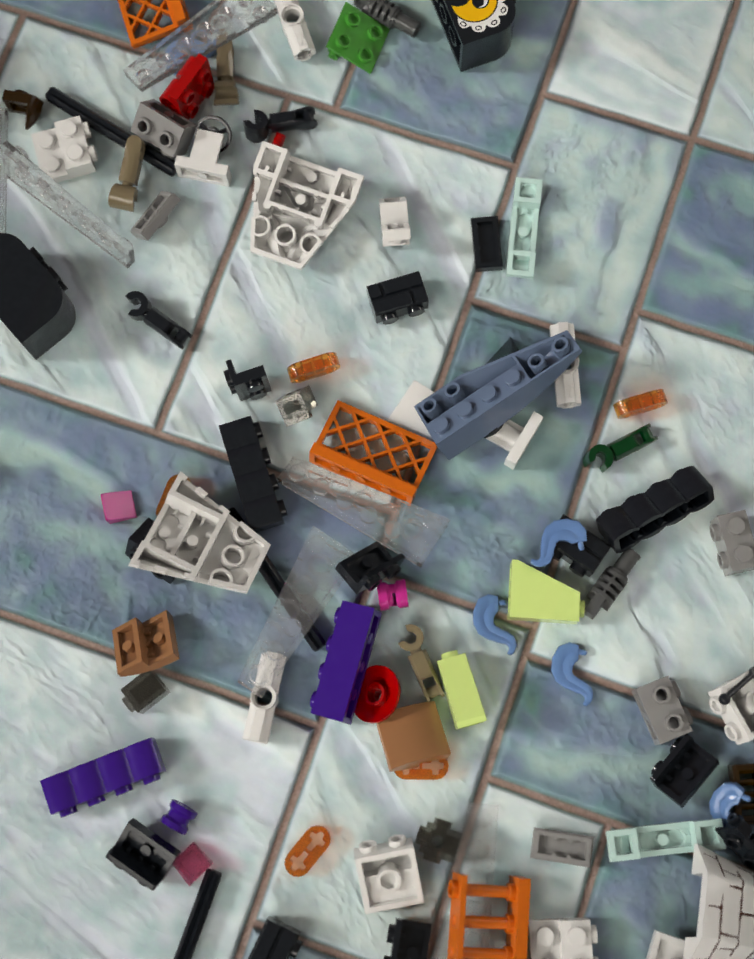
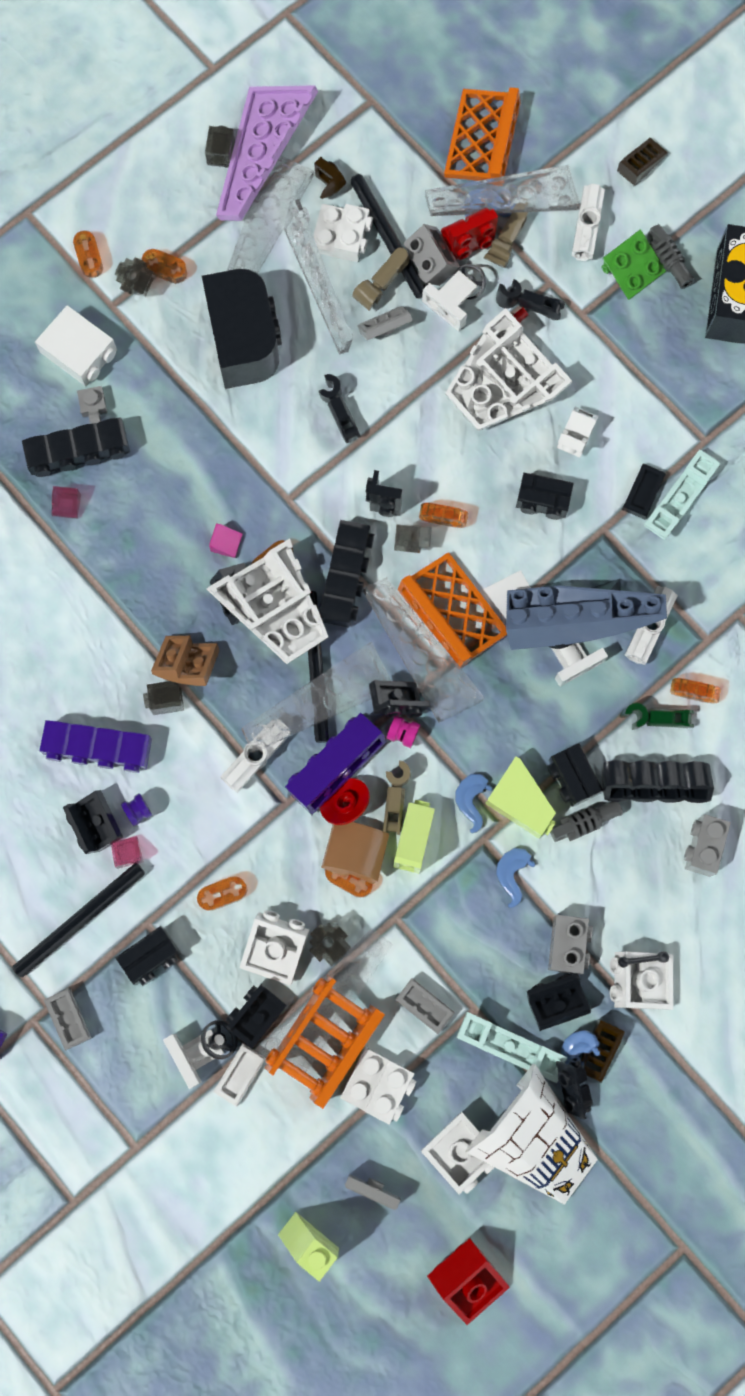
camera: 25 degrees right, 0 degrees up
(559, 530) = (566, 754): medium blue piece -> none

